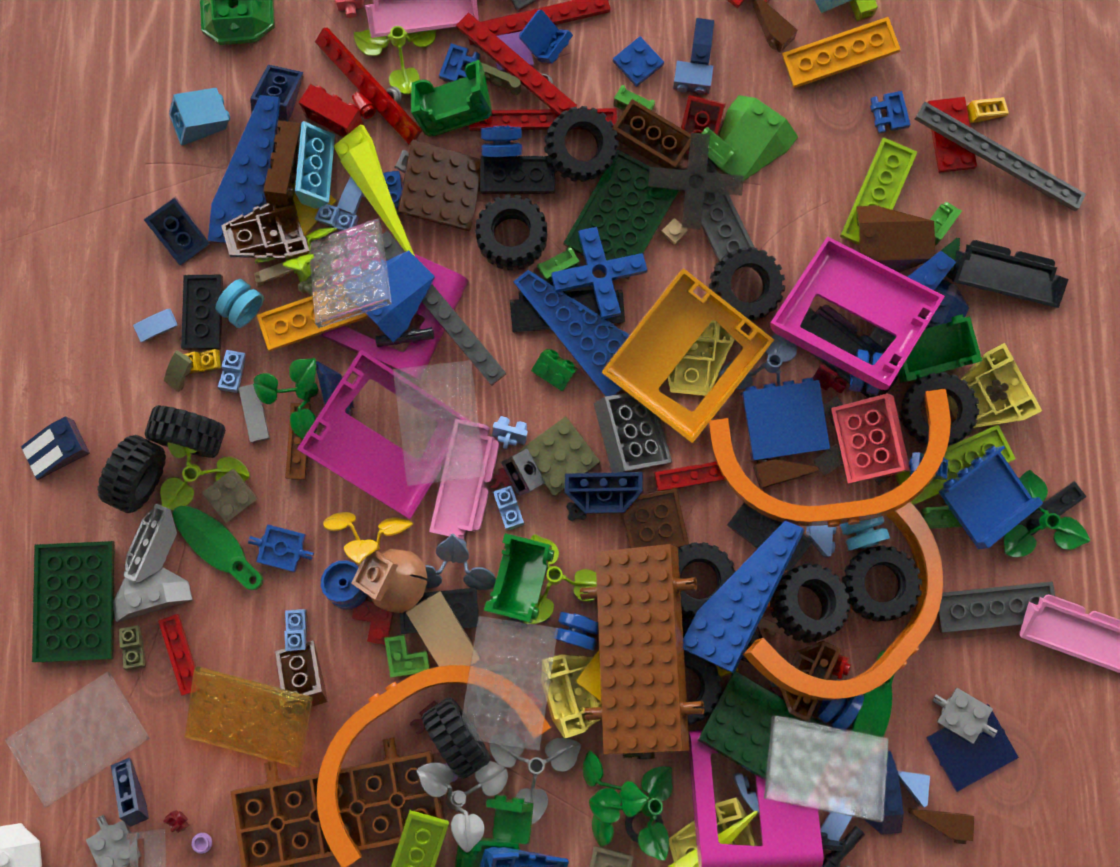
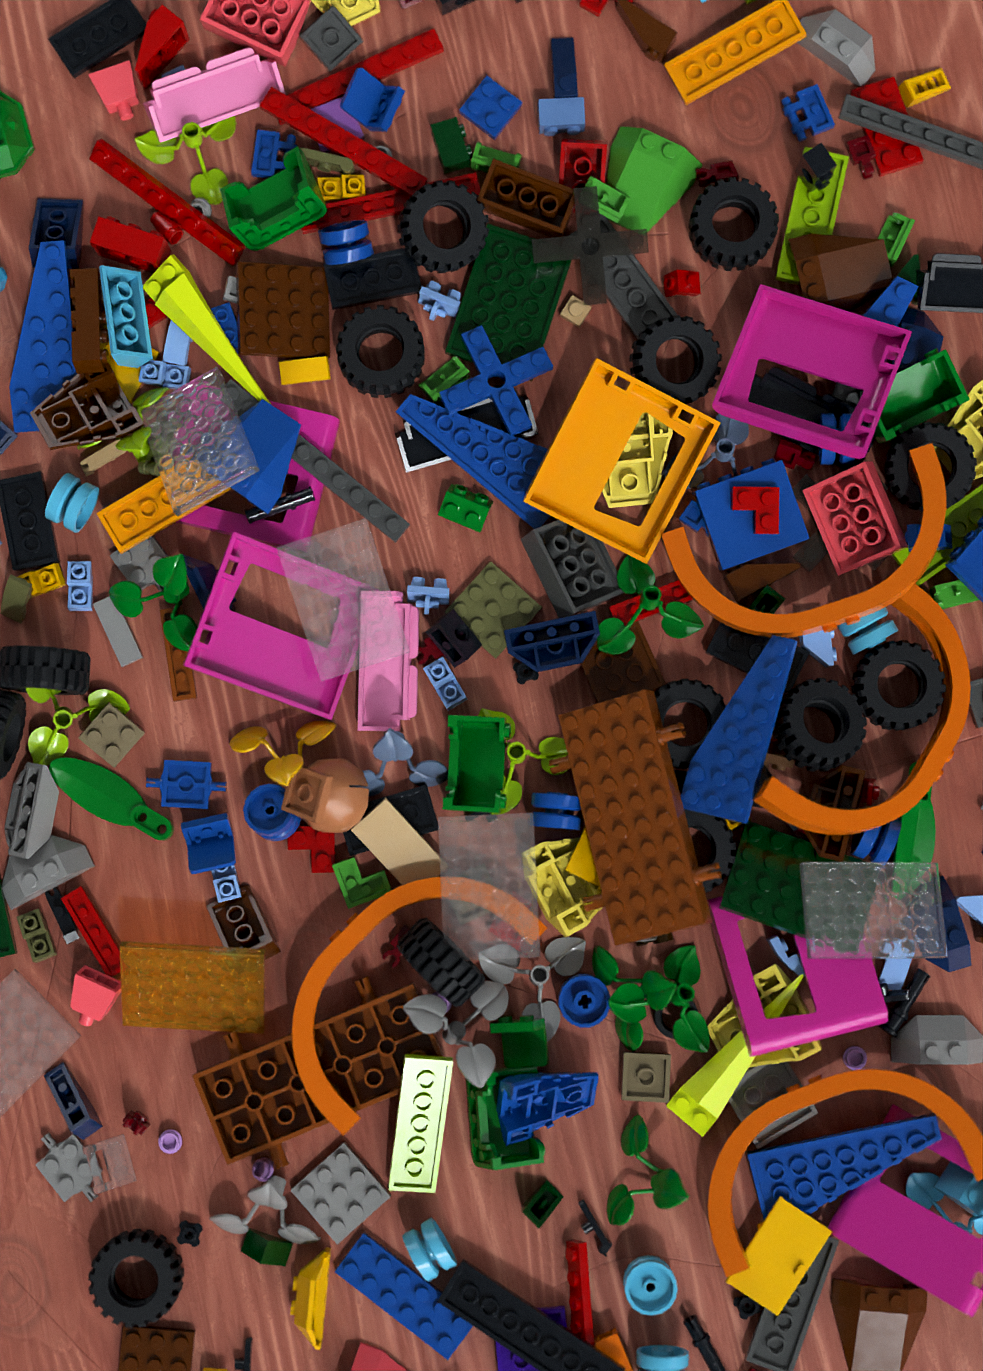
camera: 15 degrees left, 5 degrees up
(157, 639) = (63, 917): none -> black piece
(166, 706) = (93, 994): none -> coral torso
(279, 361) = (138, 562): none -> light grey plate
(288, 600) = (209, 843): none -> blue bracket
(338, 169) = (154, 314): none -> red plate
(448, 236) = (304, 370): none -> yellow slope
(507, 100) = (342, 188): none -> yellow slope
(565, 204) = (438, 303): none -> light blue hips
(569, 807) = (583, 1014): none -> blue wheel
(600, 83) = (450, 145): none -> dark green brick
(683, 452) = (637, 576): none -> green plant
(737, 413) = (693, 518): none -> blue plate
(764, 225) = (682, 283): none -> red bracket
(786, 492) = (767, 601): none -> dark green slope
(796, 410) = (763, 502): none -> red plate
(810, 145) = (716, 172): none -> dark red plate
(814, 163) = (741, 196): none -> black tyre
(889, 154) = (816, 168): none -> black brick
(925, 65) = (840, 45): none -> light grey wedge
(928, 150) = (862, 153): none -> dark red plate

